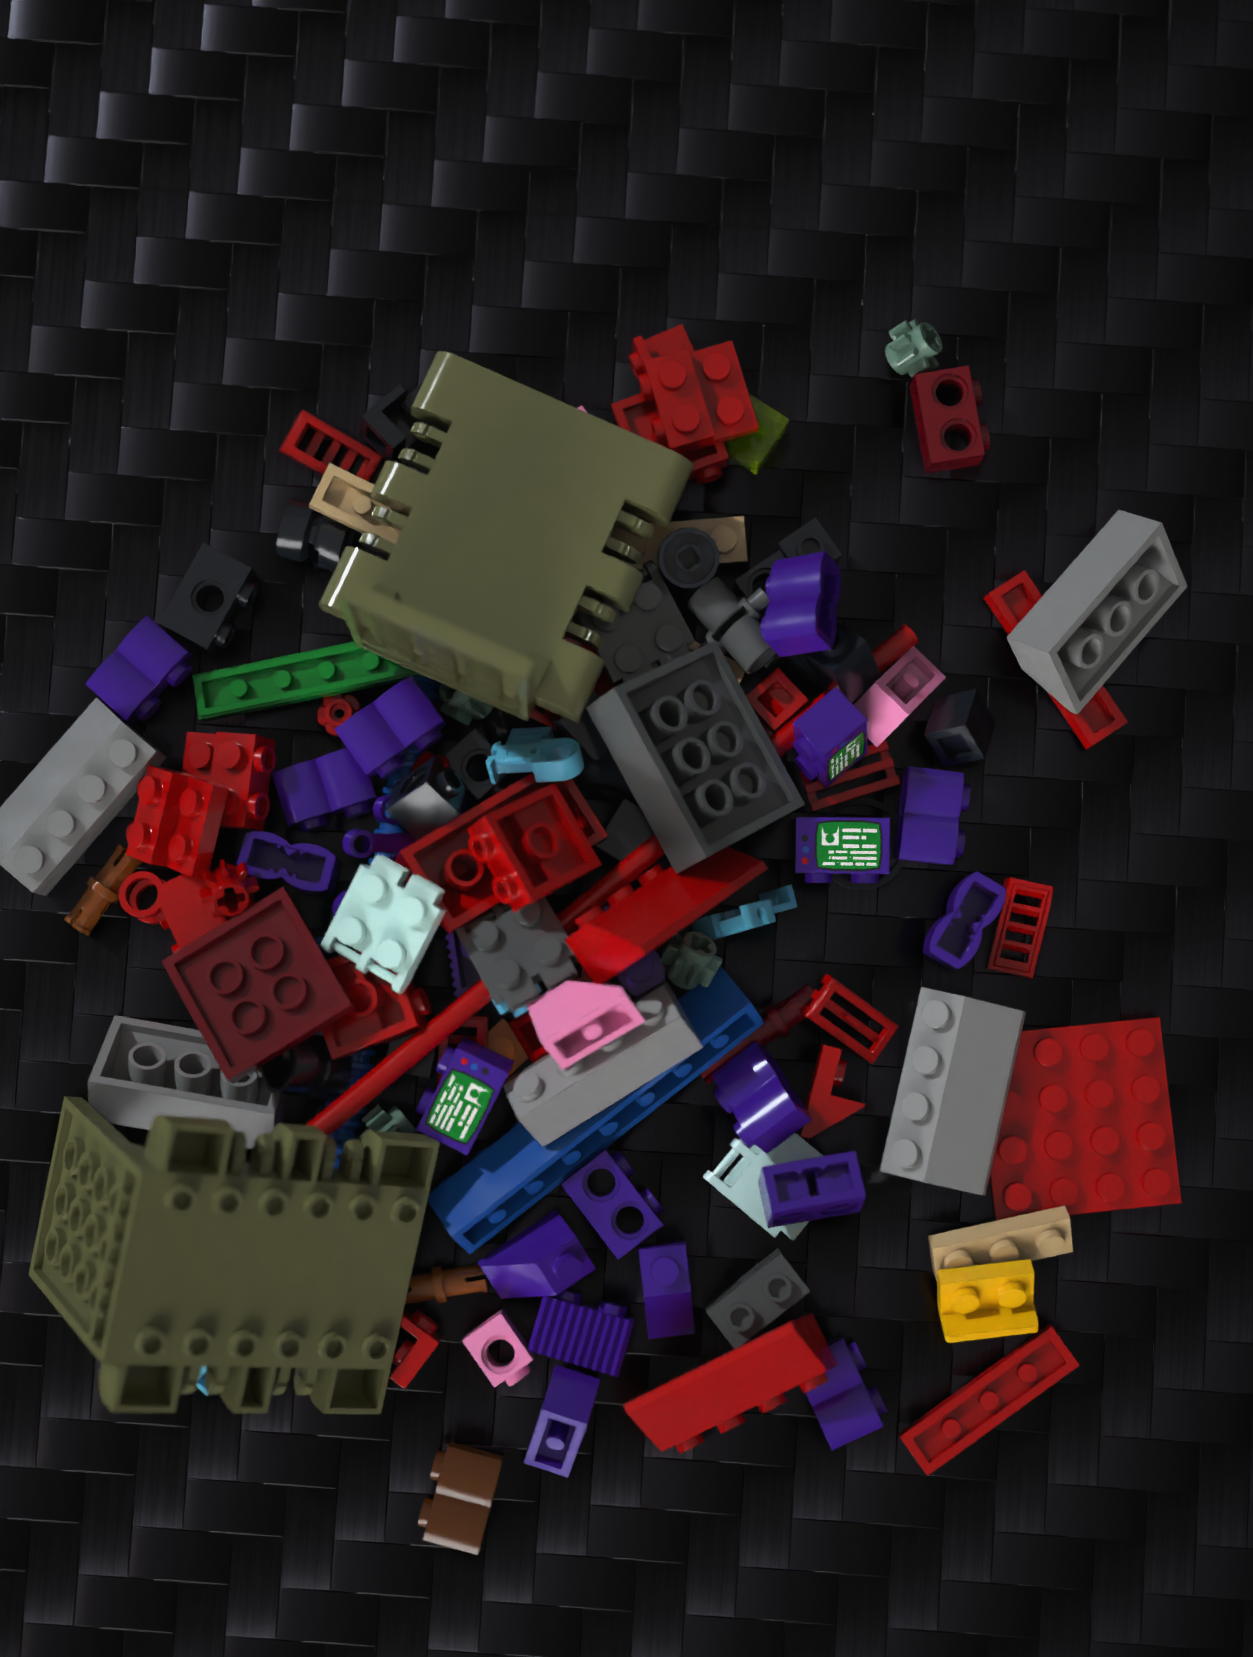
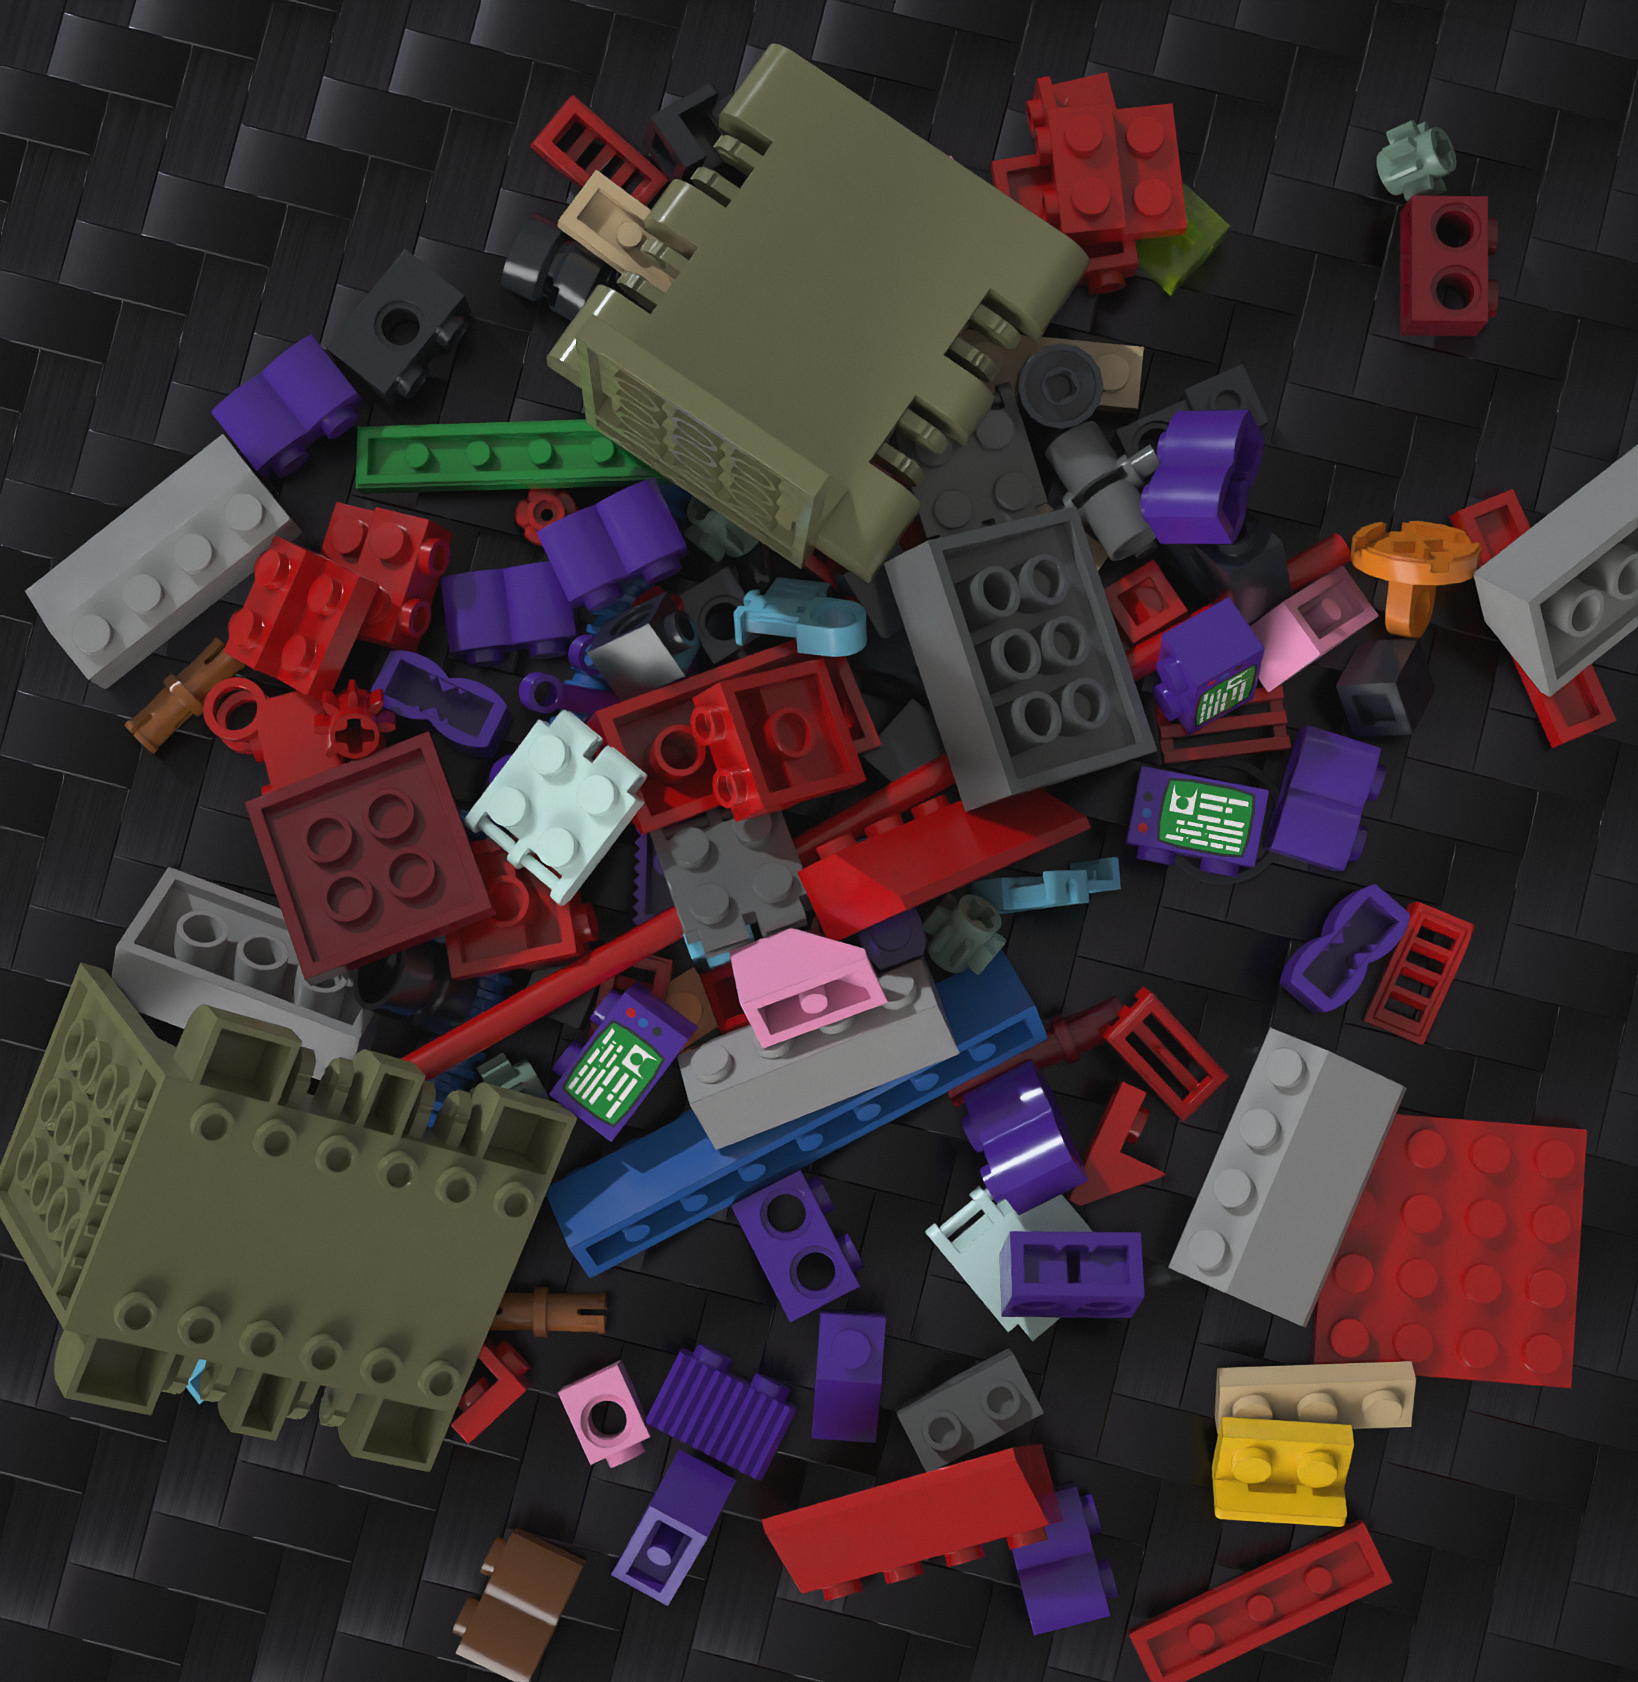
camera: 10 degrees right, 0 degrees up
(538, 1260) = (680, 1304): dark purple slope -> none
(964, 638) = (1414, 564): none -> orange tile

